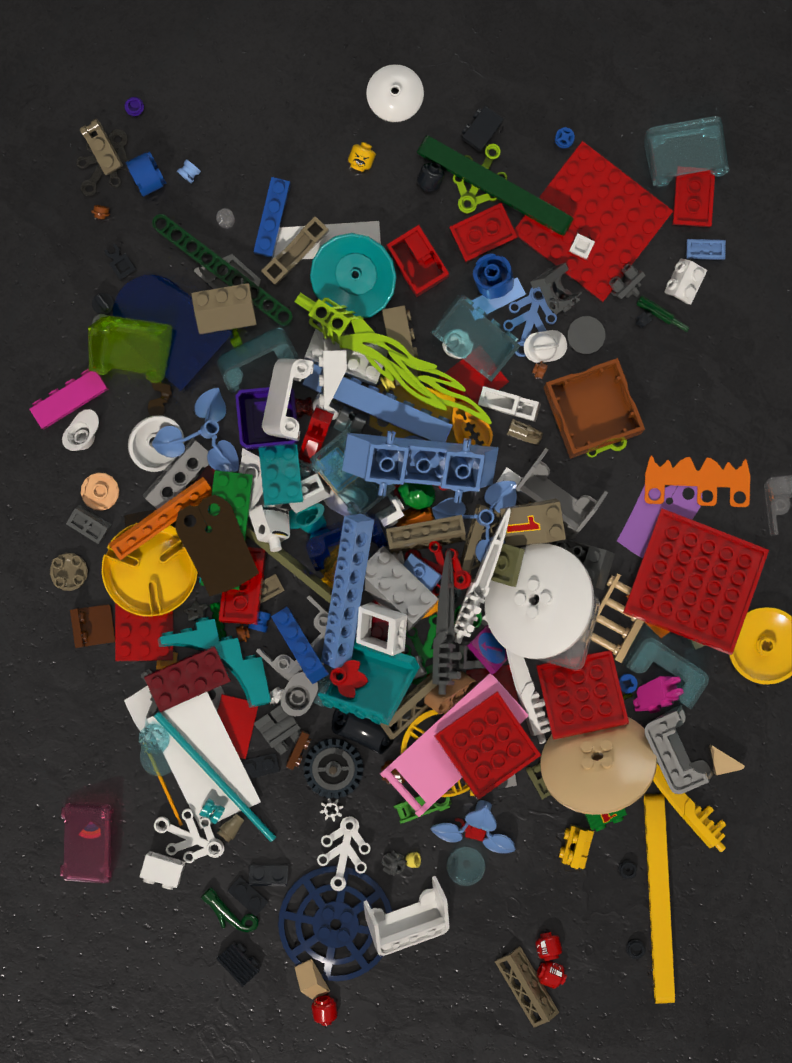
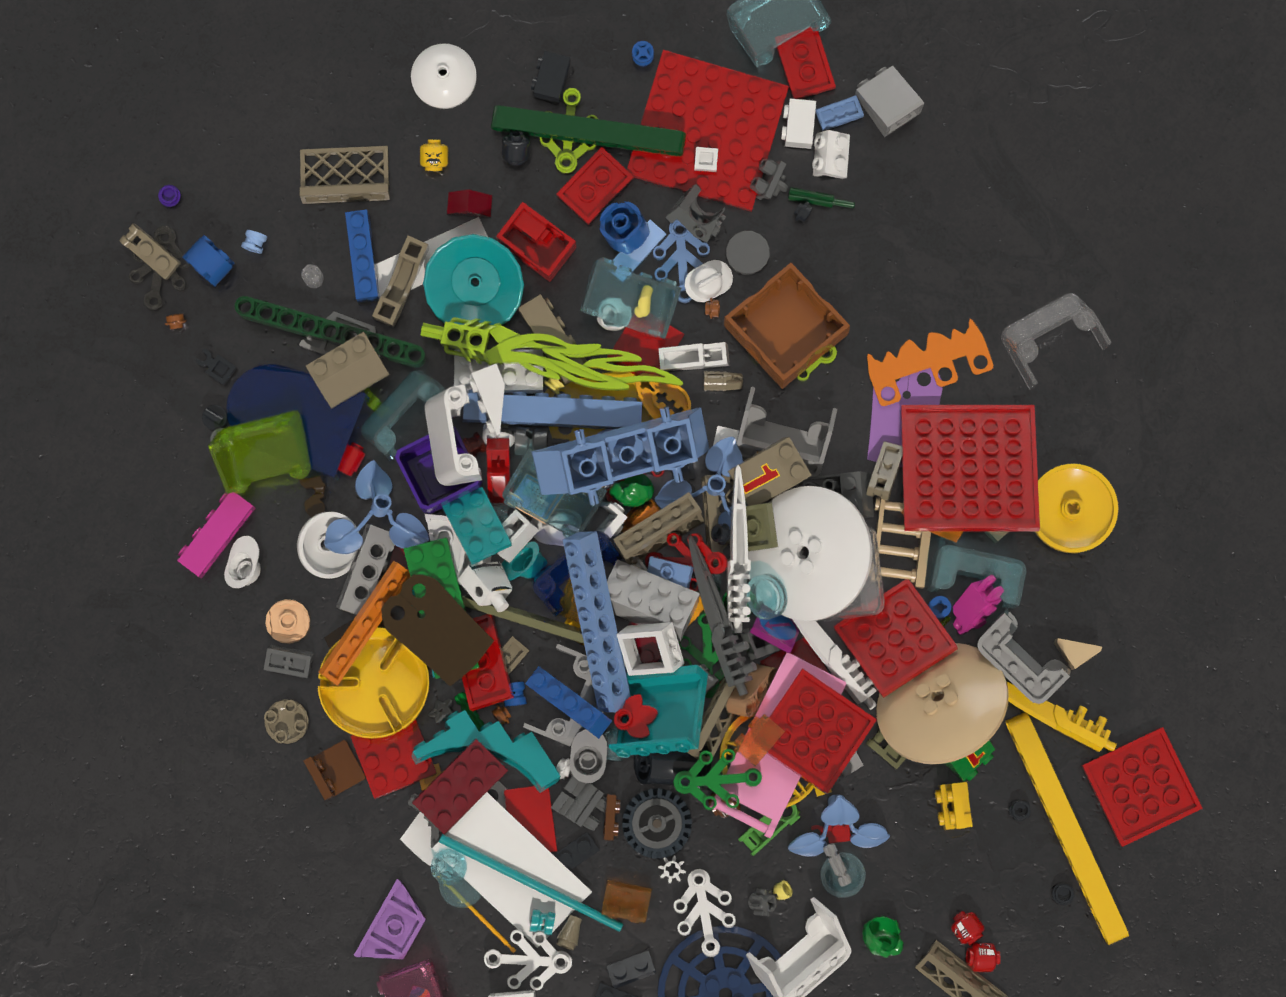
camera: 20 degrees left, 5 degrees down
(92, 768) = (393, 926): none -> medium lavender wing
(201, 380) = (351, 459): none -> red brick
(274, 157) = (344, 192): none -> dark tan fence
(285, 821) = (626, 901): none -> clear orange bracket
(375, 207) = (469, 203): none -> dark red slope
(390, 754) = (714, 780): none -> green plant
(439, 735) = (758, 740): none -> clear orange bracket
(464, 857) = (837, 864): none -> light grey axle
(474, 557) = (720, 533): none -> black plate
(478, 928) = (883, 936): none -> green hair
(486, 344) = (644, 302): none -> light yellow arm
(492, 622) = (767, 596): none -> clear light blue piece
(627, 557) = (885, 470): none -> dark tan plate
(670, 245) = (800, 123): none -> white brick
(732, 889) = (1141, 787): none -> red plate
(750, 254) = (889, 100): none -> light grey slope

